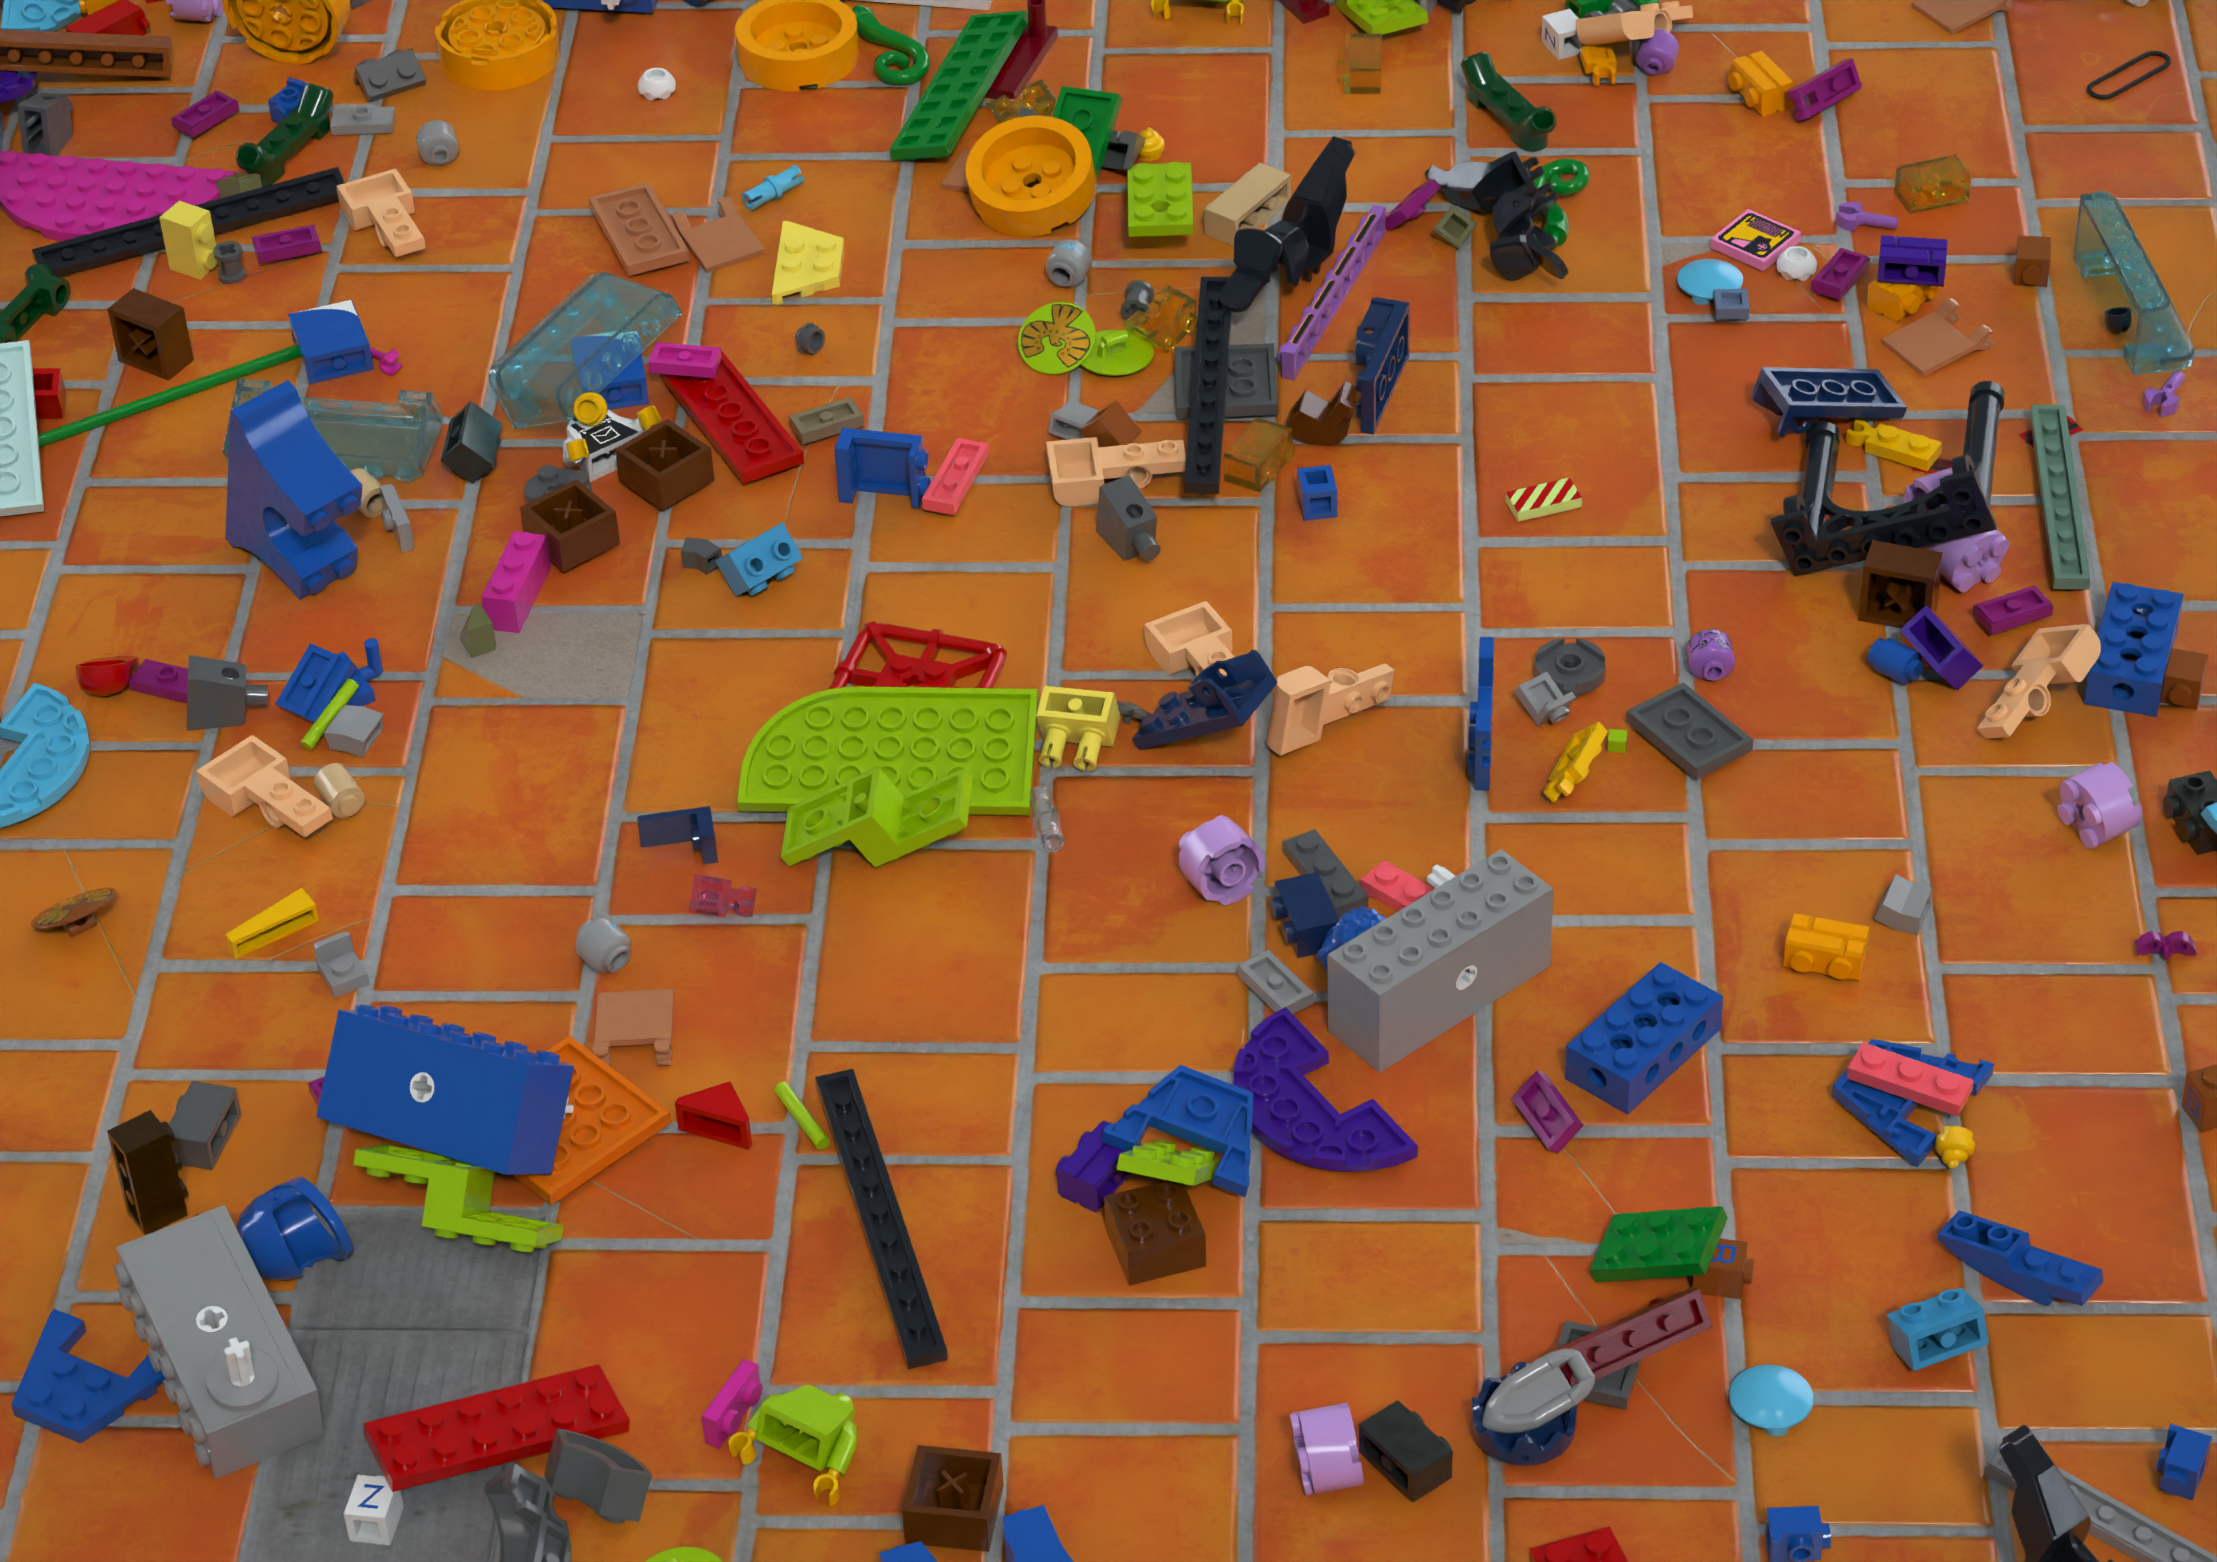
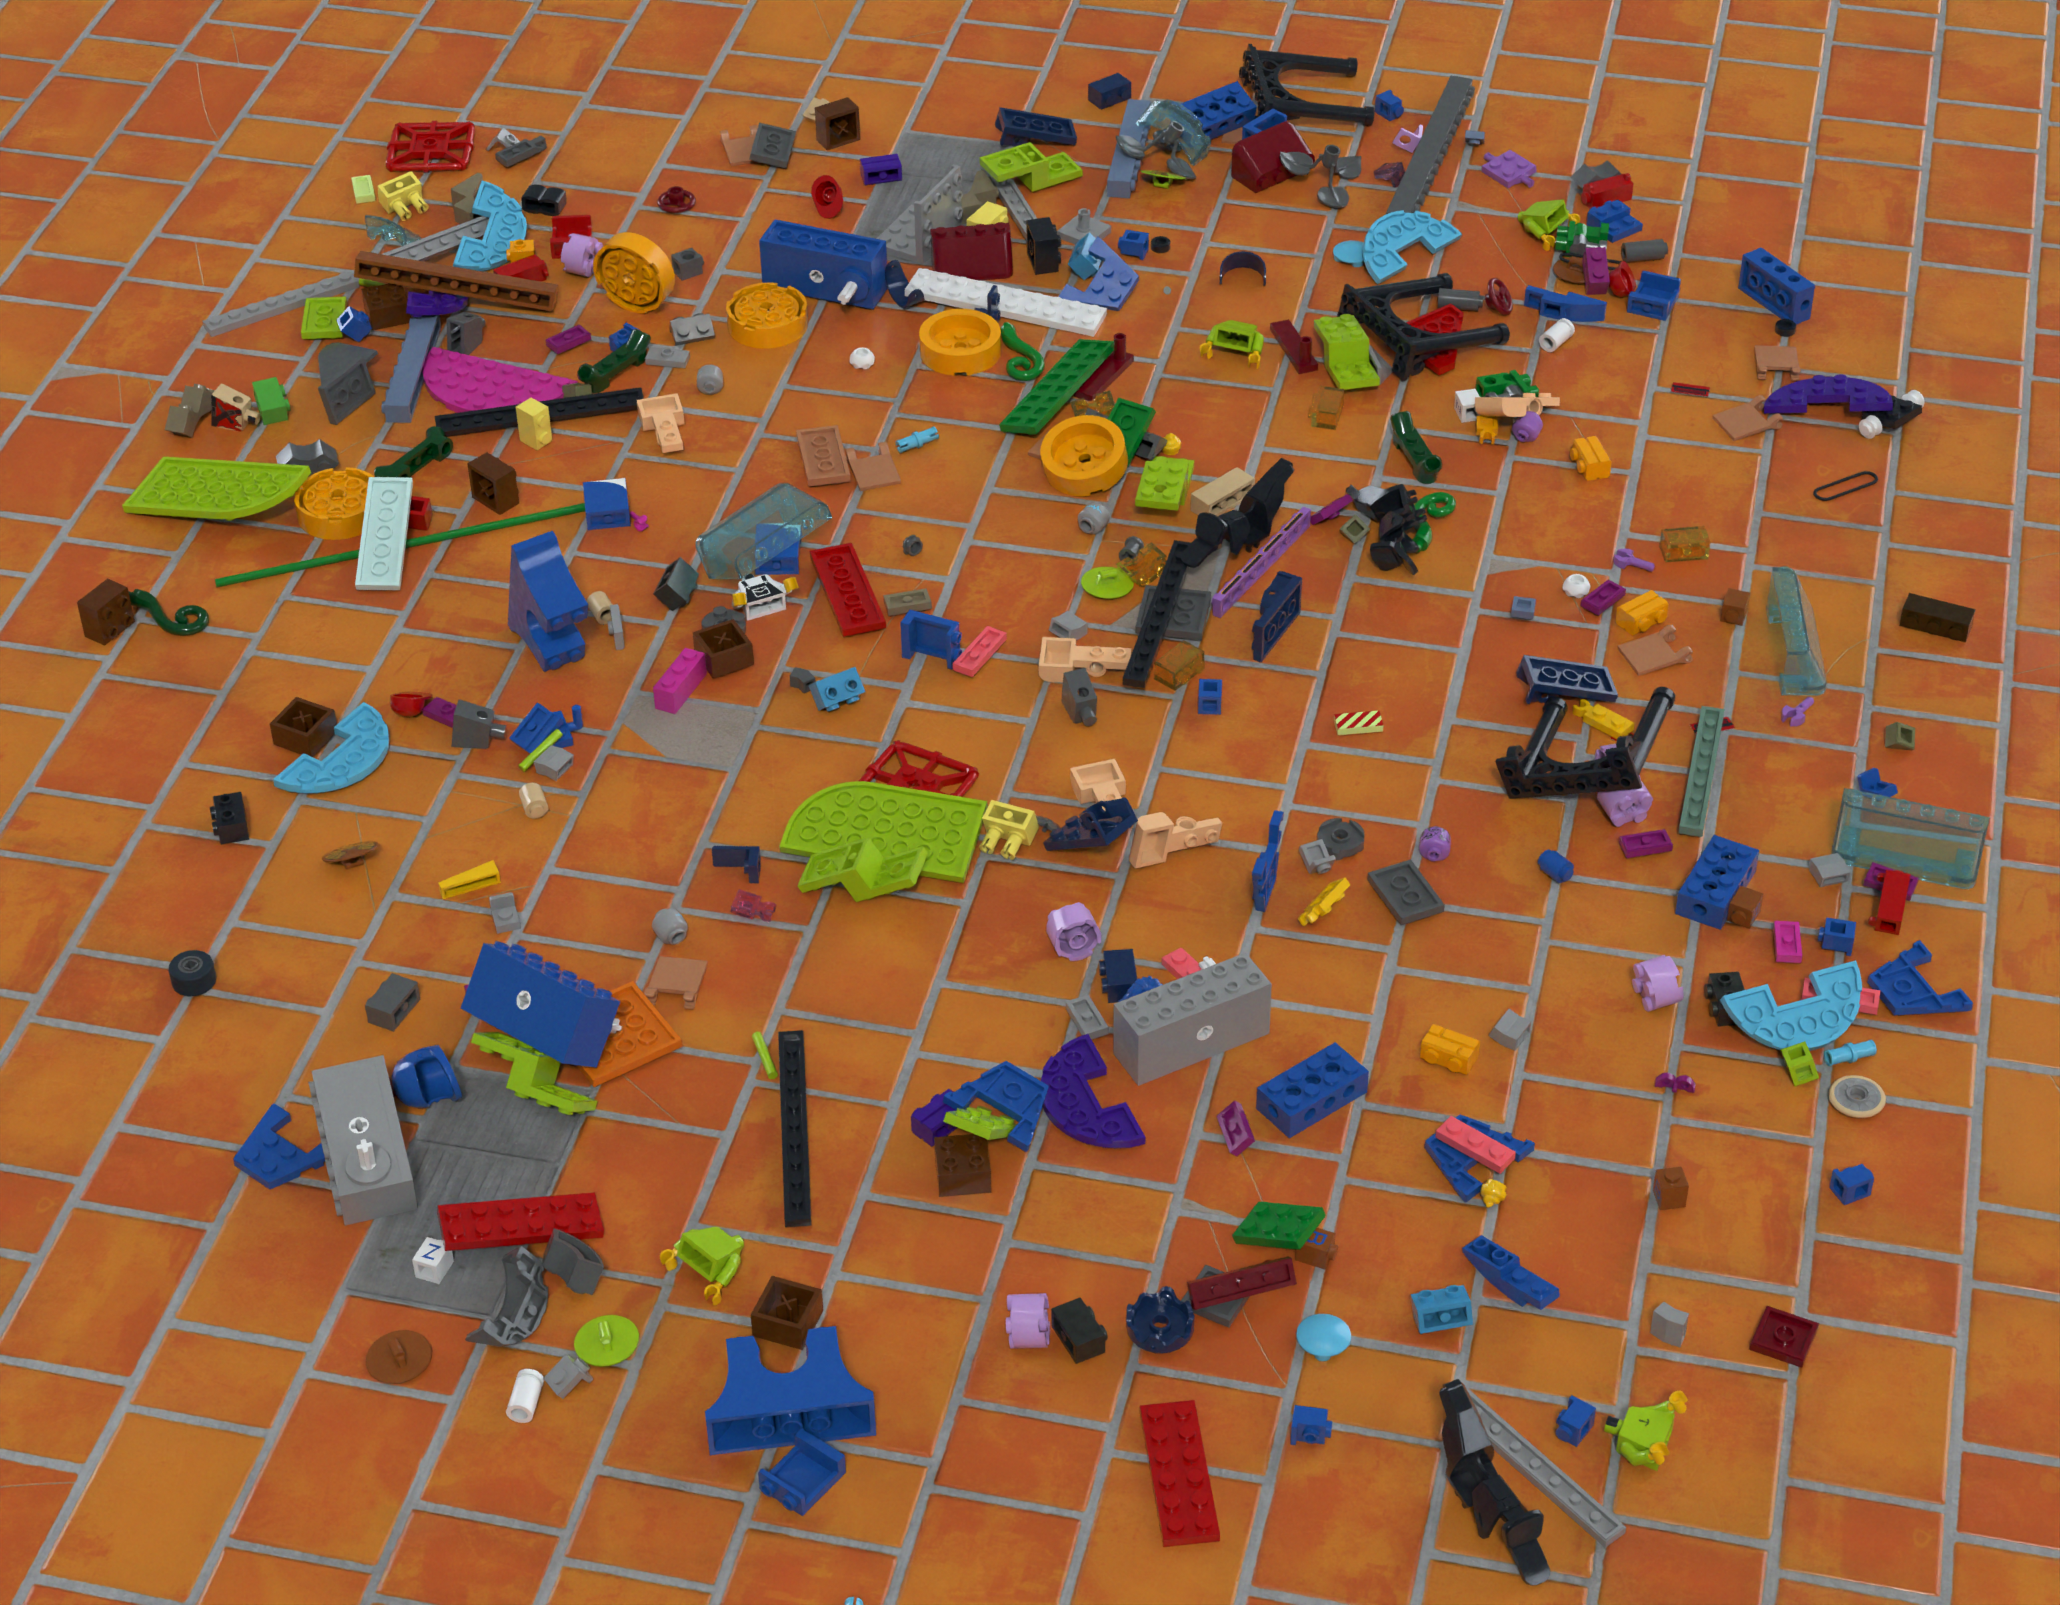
camera: 10 degrees right, 0 degrees up
(148, 1172) = (349, 1026): dark brown brick -> none
(229, 261) = (557, 443): dark grey bush -> none
(261, 775) = (487, 784): light nougat plate -> none
(286, 244) = (596, 434): magenta plate -> none
(368, 435) = (607, 568): clear light blue windscreen -> none
(478, 632) = (647, 710): olive slope -> none
(590, 408) = (754, 573): yellow plate -> none
(664, 464) = (794, 616): reddish brown brick -> none
(684, 360) = (825, 548): dark pink plate -> none
(715, 1115) = (708, 1046): red slope -> none
(731, 1404) = (668, 1230): dark pink plate -> none
(806, 261) = (925, 493): light yellow wing -> none
(1046, 819) = (972, 887): clear pin -> none
(1057, 338) = (1071, 568): shield -> none
(1111, 426) = (1087, 633): dark orange brick -> none
(1312, 854) = (1145, 956): dark grey plate -> none
(1321, 421) = (1227, 649): reddish brown brick -> none
(1538, 1393) = (1170, 1307): light grey piece -> none
(1617, 740) = (1357, 891): lime piece -> none
(1705, 275) = (1514, 585): medium azure dish -> none
(1755, 239) = (1554, 565): tile -> none
(1824, 89) = (1632, 468): magenta plate -> none
(1898, 583) = (1572, 816): reddish brown brick -> none
(1912, 261) = (1648, 596): dark purple brick -> none
(1941, 647) = (1587, 862): dark purple brick -> none
(2049, 657) = (1657, 880): light nougat plate -> none
(2118, 319) = (1779, 655): black hinge -> none

